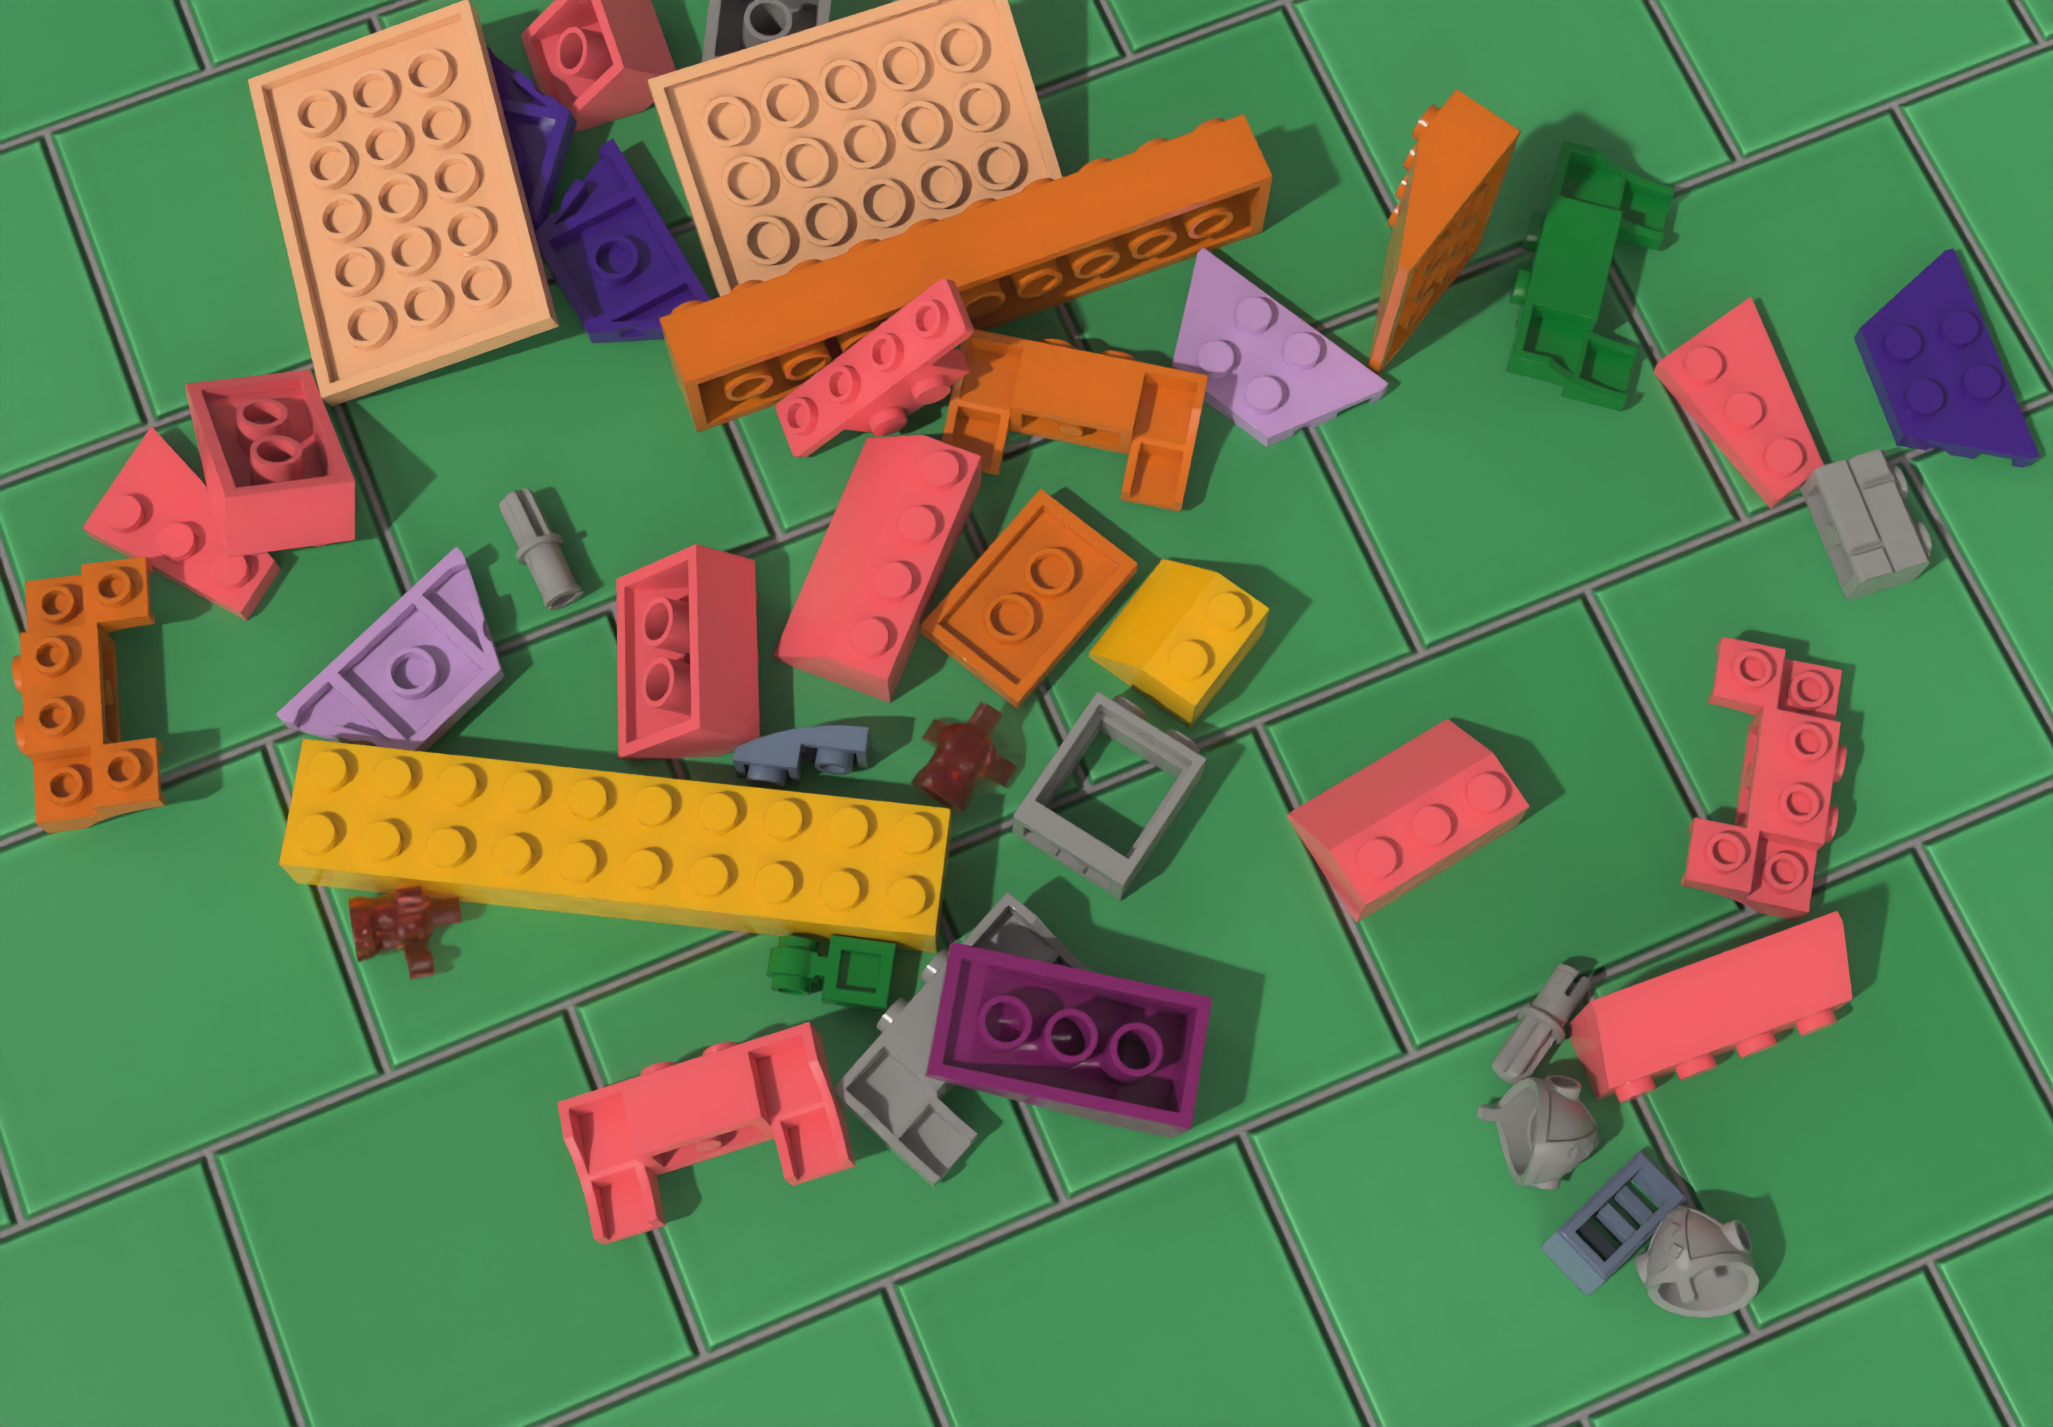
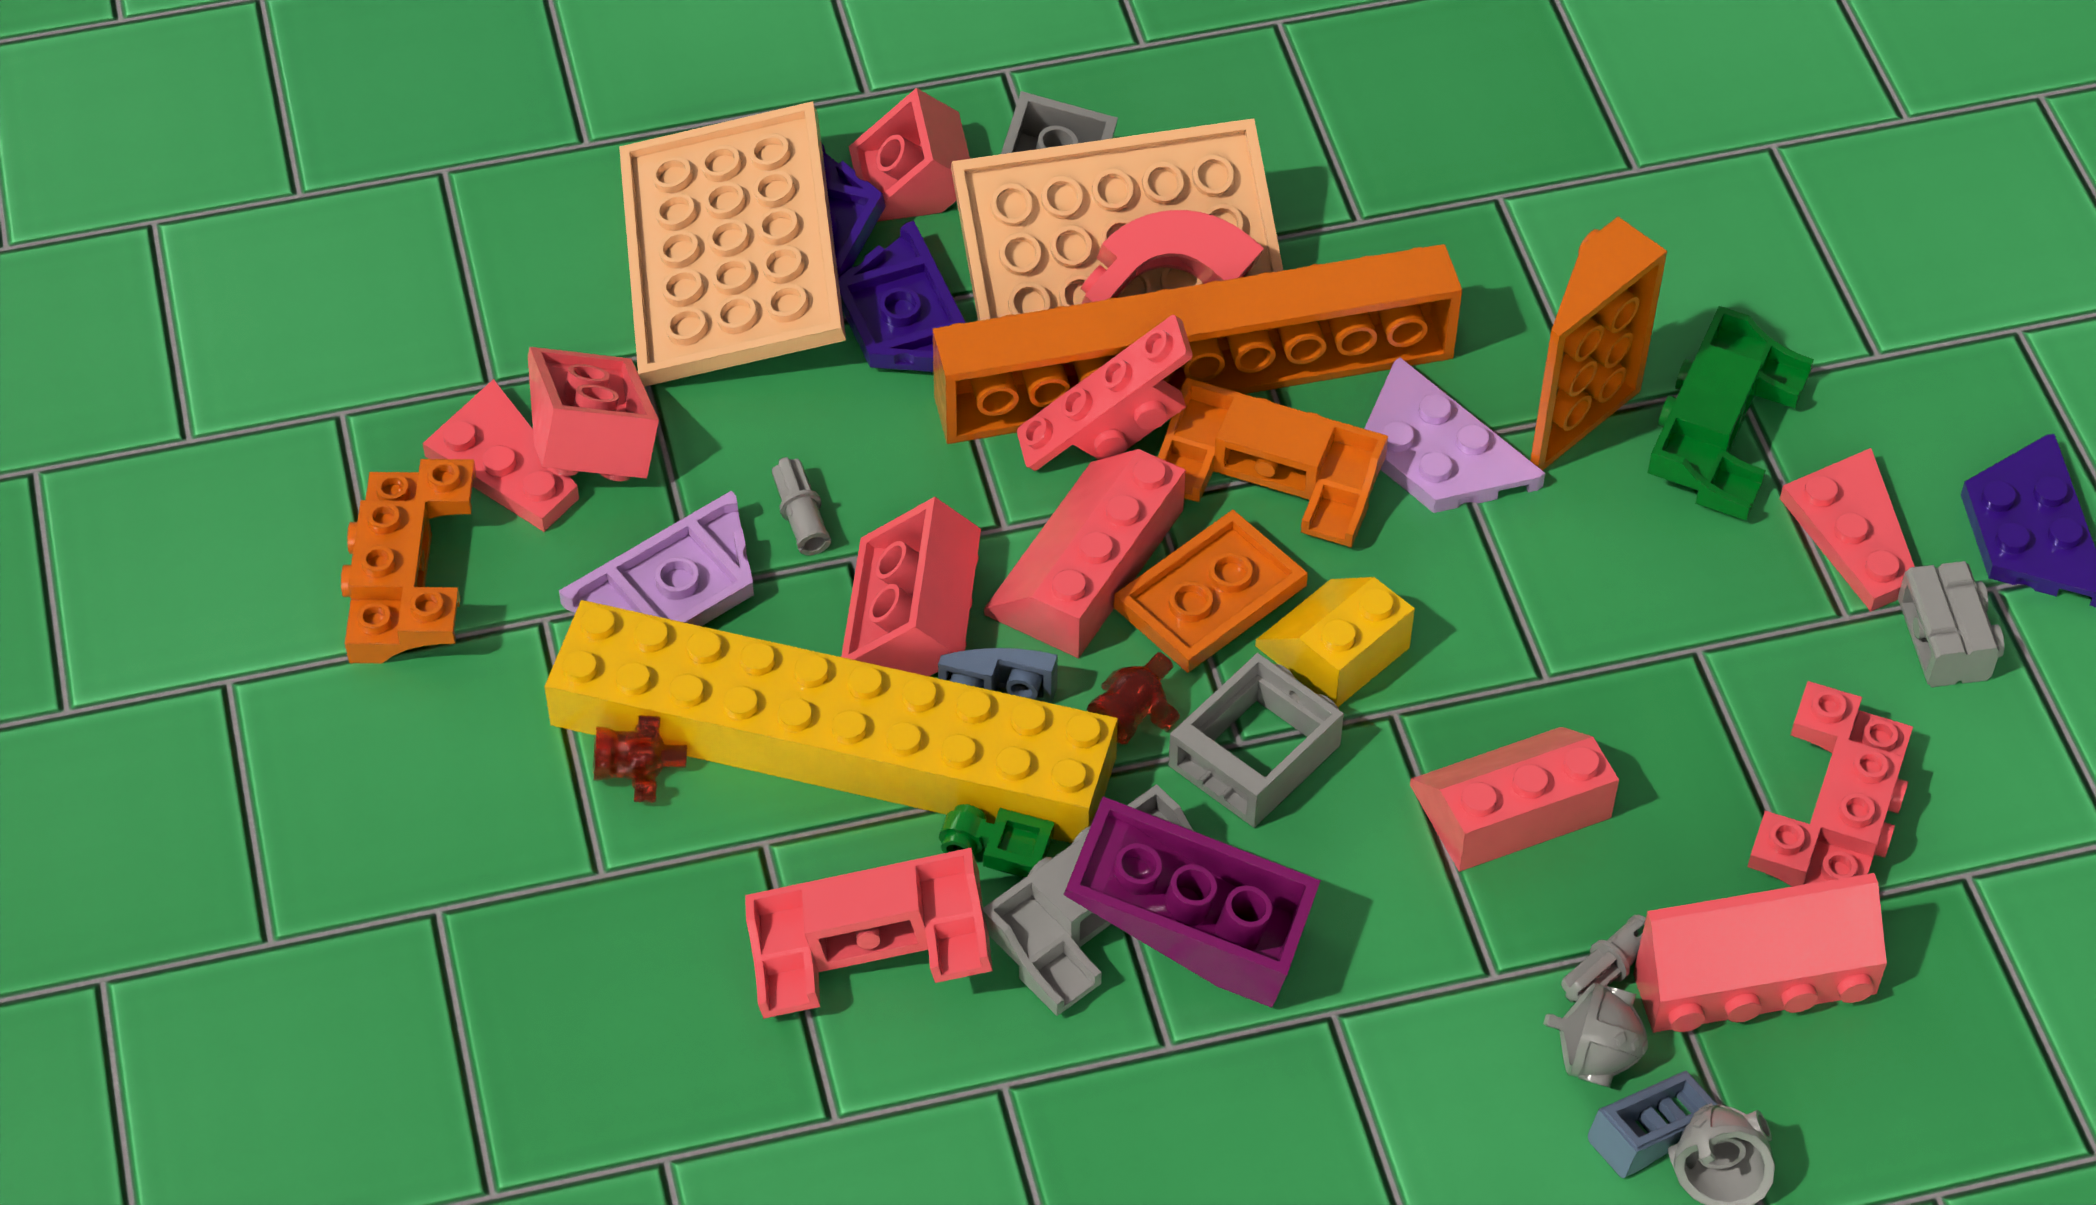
camera: 10 degrees right, 20 degrees down
(943, 143) = (1175, 240): none -> coral arch

